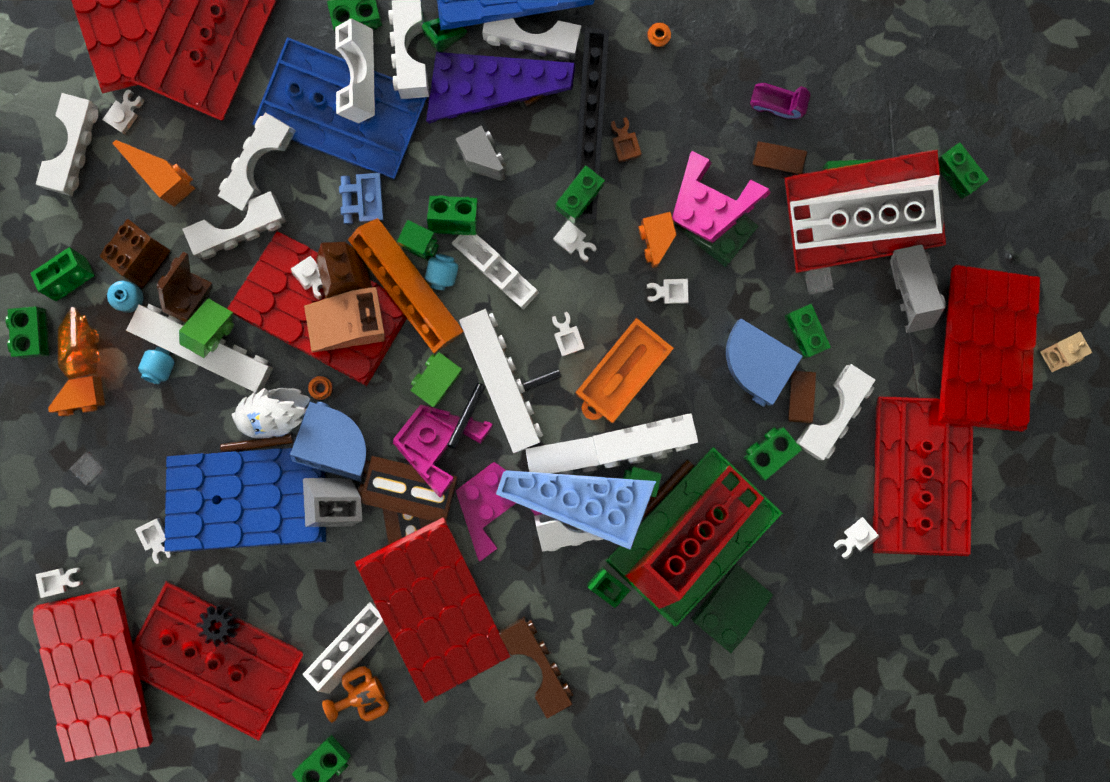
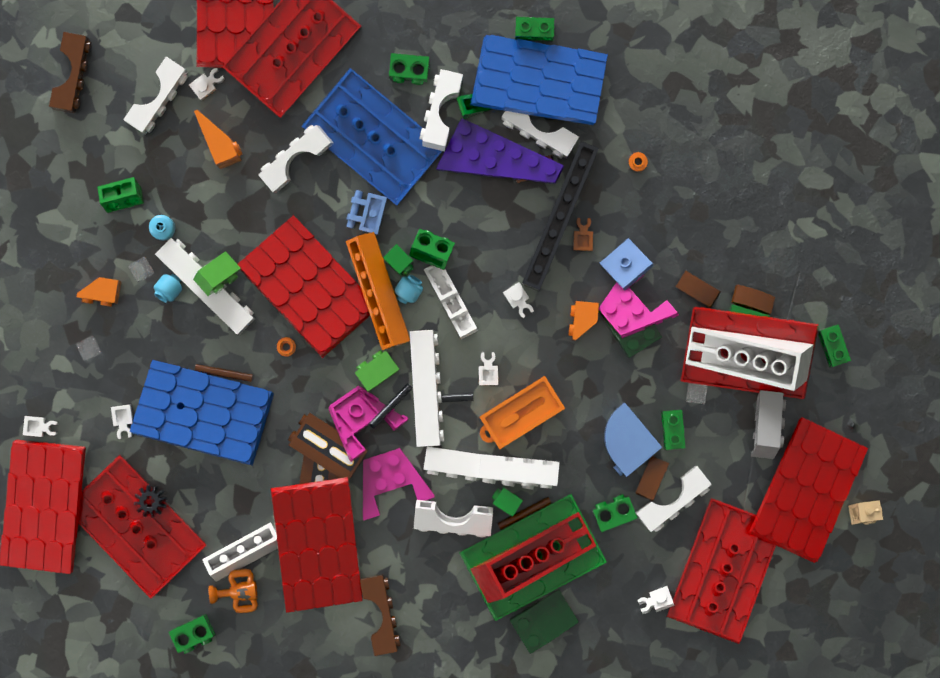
camera: 30 degrees right, 0 degrees up
(35, 331) = (84, 230): green brick -> none
(77, 346) = (114, 253): clear orange slope -> none
(118, 354) = (141, 269): none -> clear tile
(134, 253) = (178, 195): reddish brown bracket -> none
(181, 290) = (207, 239): reddish brown bracket -> none
(262, 215) = (288, 199): white arch -> none
(270, 412) = (243, 353): white head -> none
(308, 275) = (308, 259): white plate -> none
(330, 443) = (281, 392): medium blue brick -> none
(331, 502) = (267, 437): light grey slope -> none
(341, 269) = (333, 265): reddish brown slope -> none
(345, 320) = (323, 303): nougat slope -> none
(356, 46) = (401, 94): white arch -> none
(479, 155) = (467, 210): light grey slope -> none
(579, 194) = (532, 268): green brick -> none
(594, 504) = (466, 507): light blue wing -> none
(608, 587) = (454, 573): green slope -> none
(673, 290) = (580, 364): white plate -> none
(687, 156) = (626, 264): none -> medium blue plate
(780, 101) = (713, 245): magenta animal -> none
(847, 148) = (753, 299): none -> reddish brown slope

